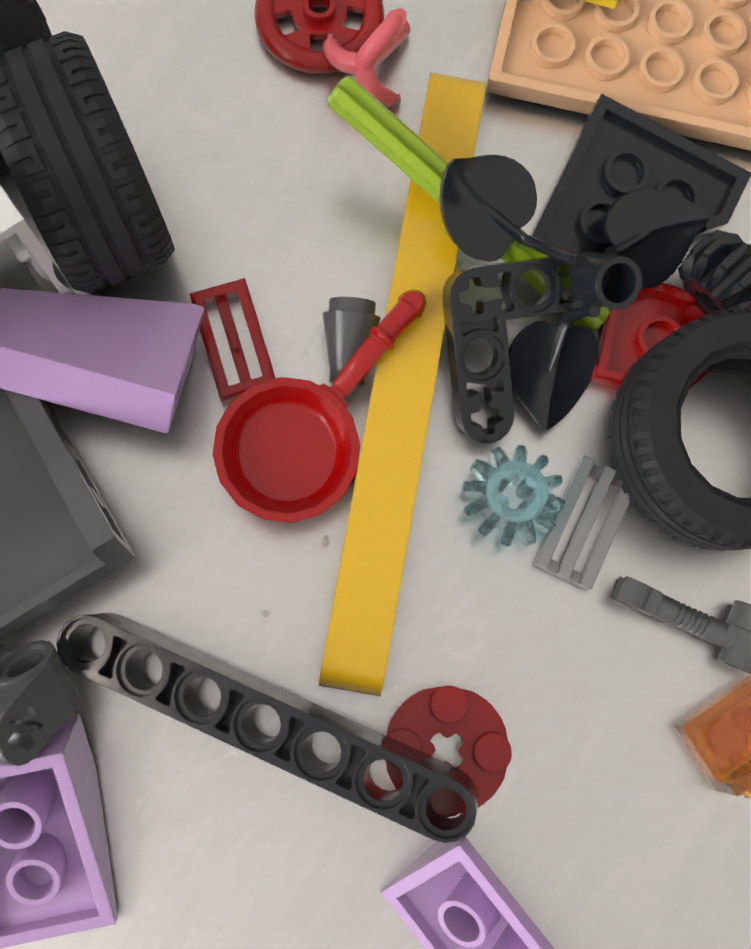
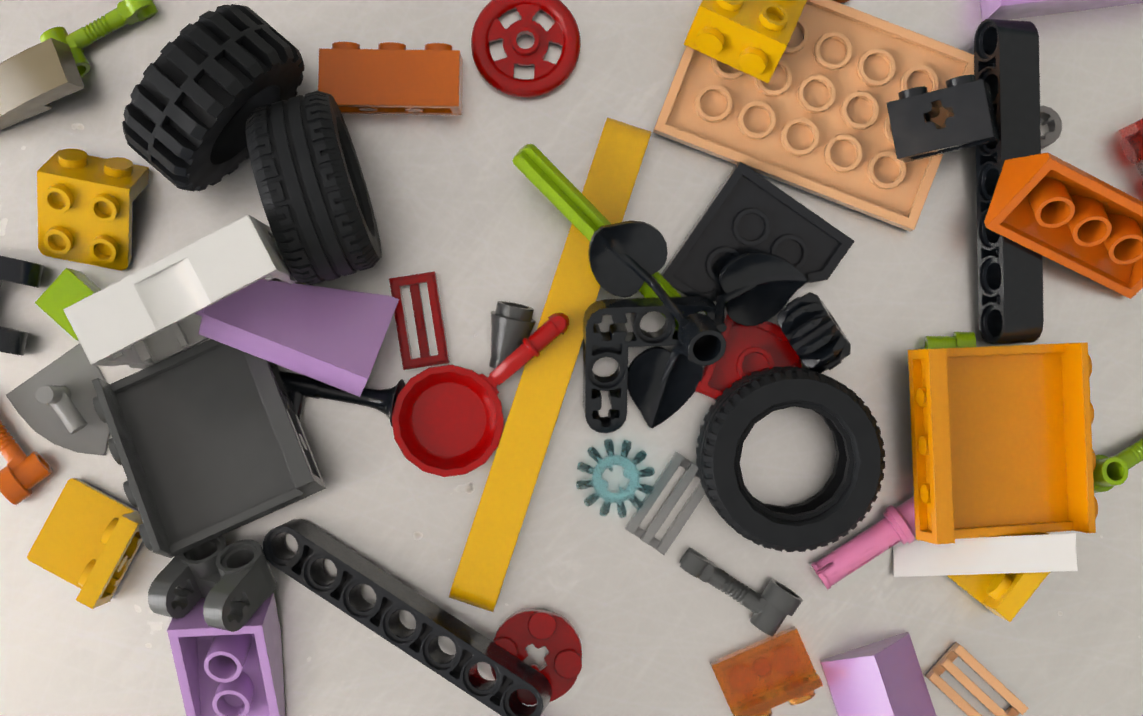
camera: 20 degrees right, 10 degrees up
(110, 439) = (301, 386): none -> black piece
(173, 63) = (393, 79): none -> orange brick
(374, 50) = (562, 98): coral piece -> none

